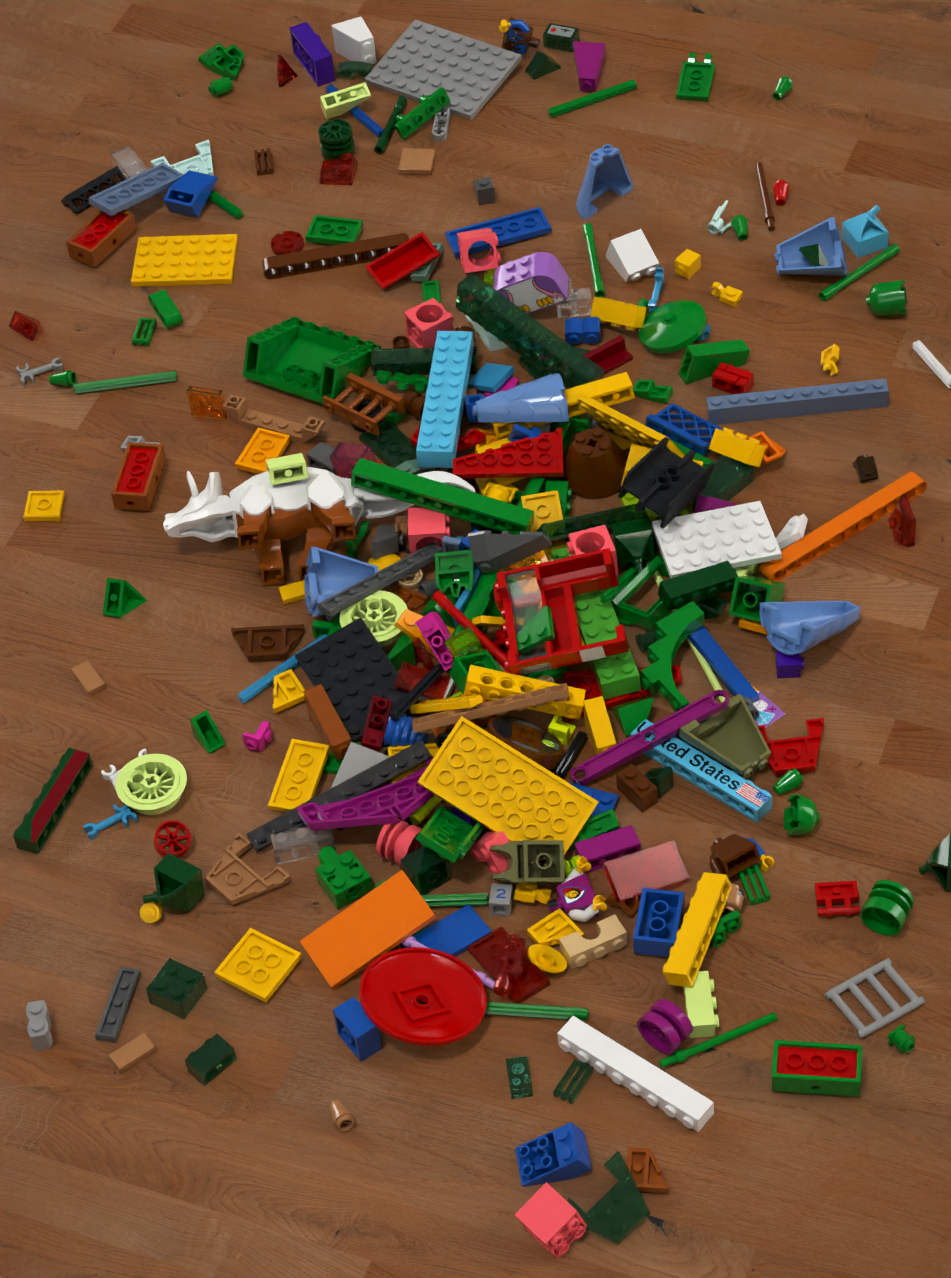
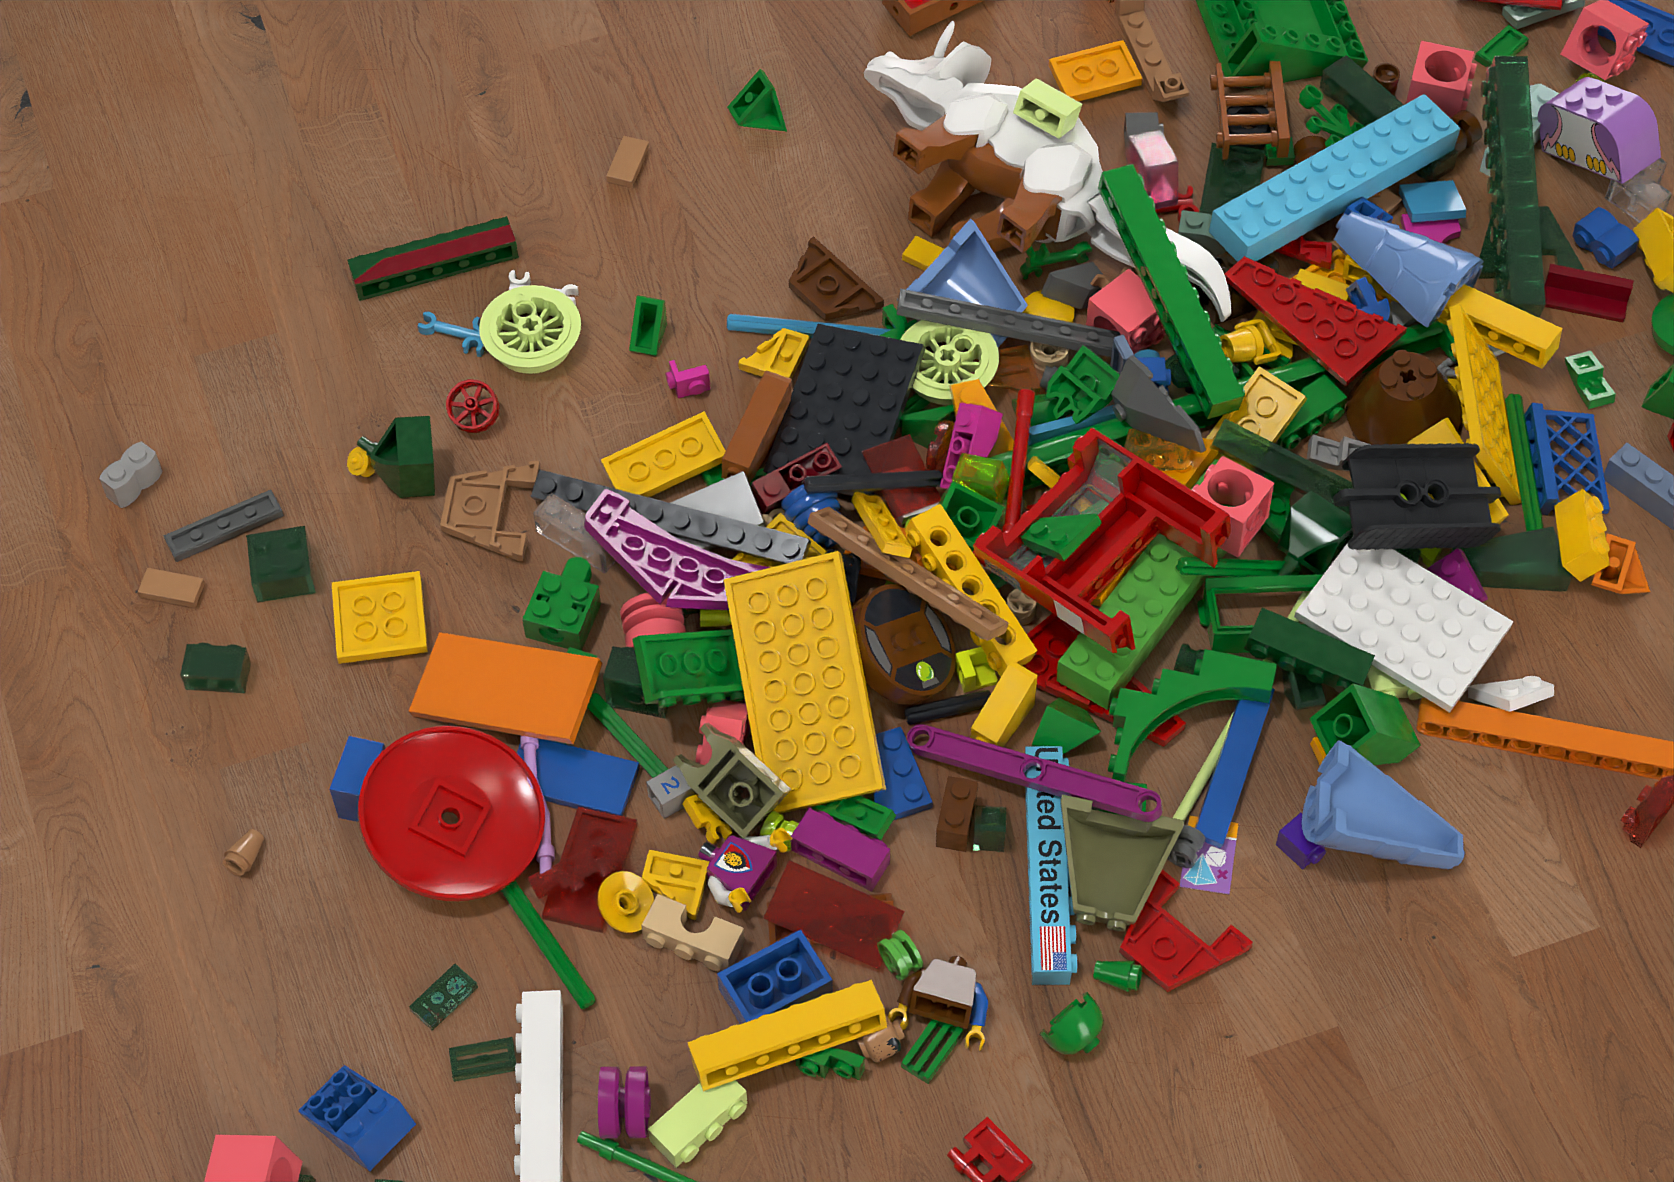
camera: 45 degrees right, 10 degrees up
(593, 504) = (1331, 453): none -> light grey slope
(695, 858) = (900, 954): none -> bright green wheel

